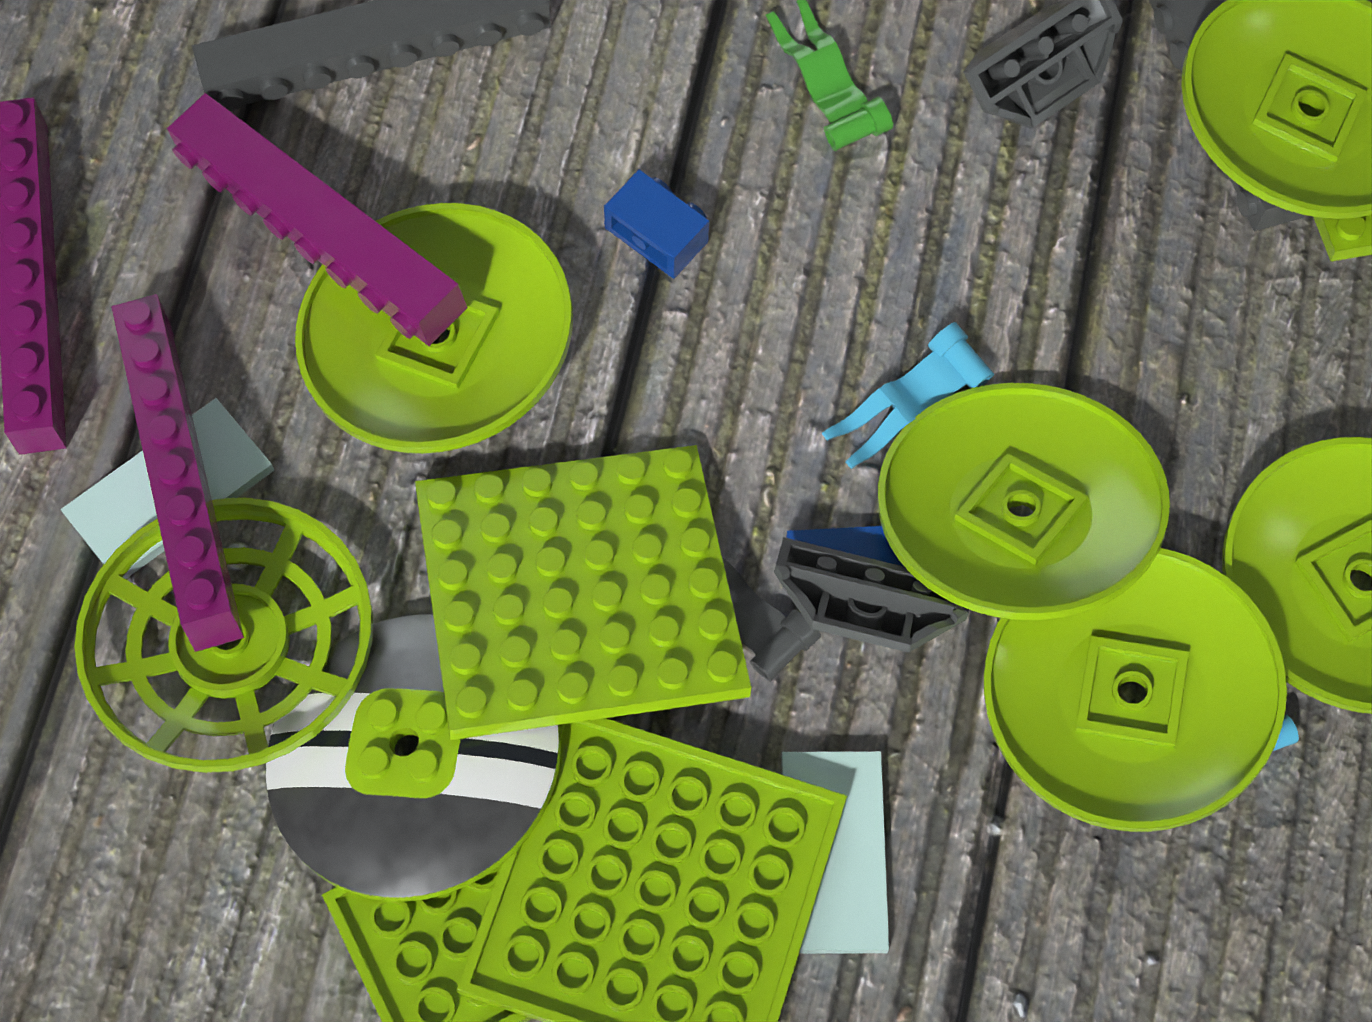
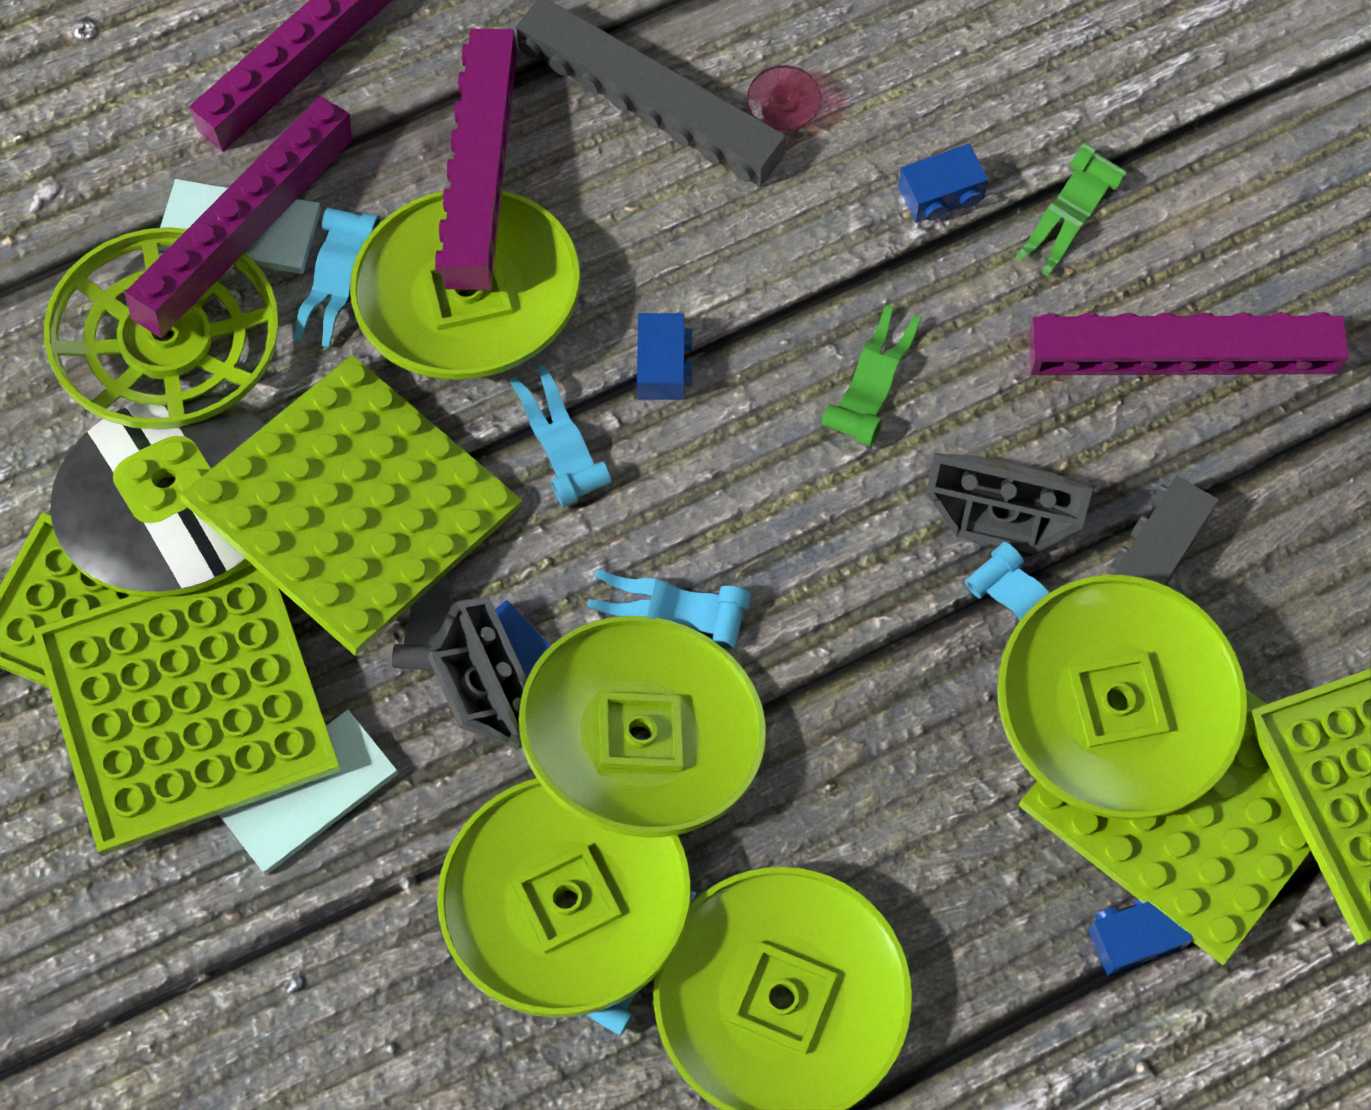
camera: 55 degrees right, 0 degrees up
(300, 431) = (334, 267): none -> medium azure flag
(667, 366) = (562, 443): none -> medium azure flag
(1126, 117) = (1006, 581): none -> medium azure flag

